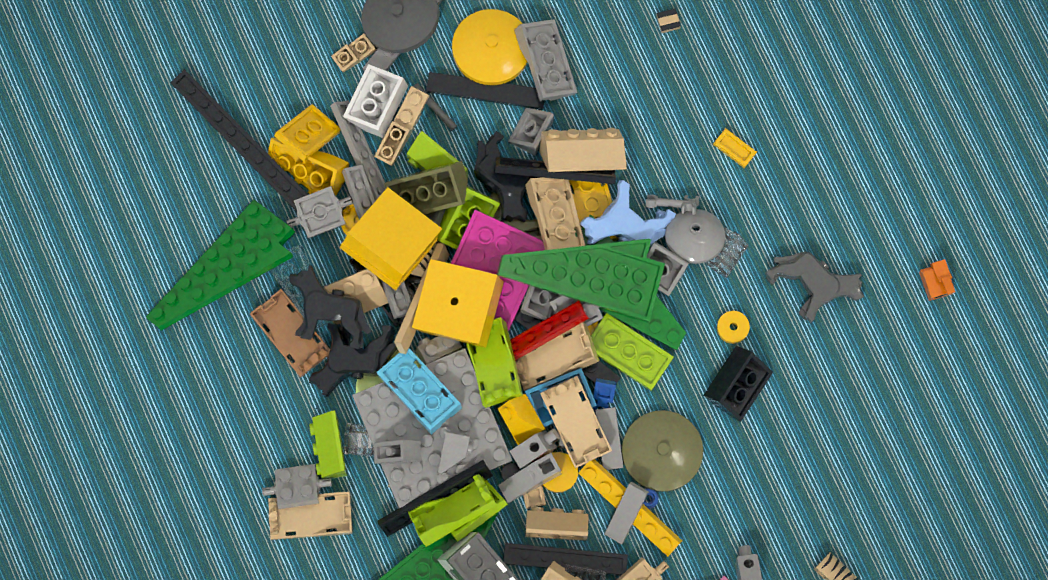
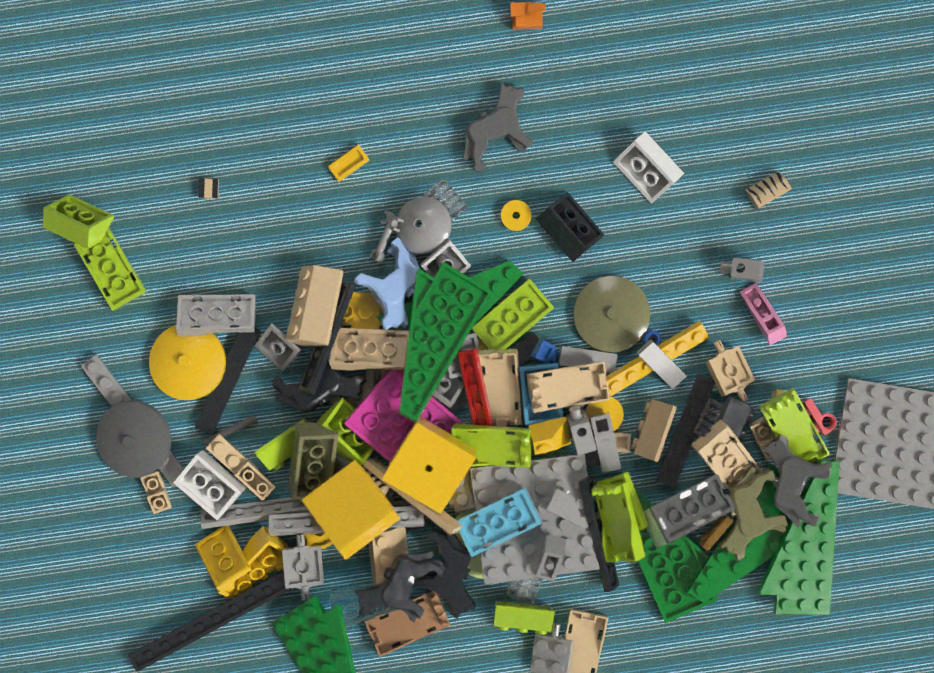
camera: 70 degrees left, 10 degrees up
(823, 445) = (648, 167): none -> white slope

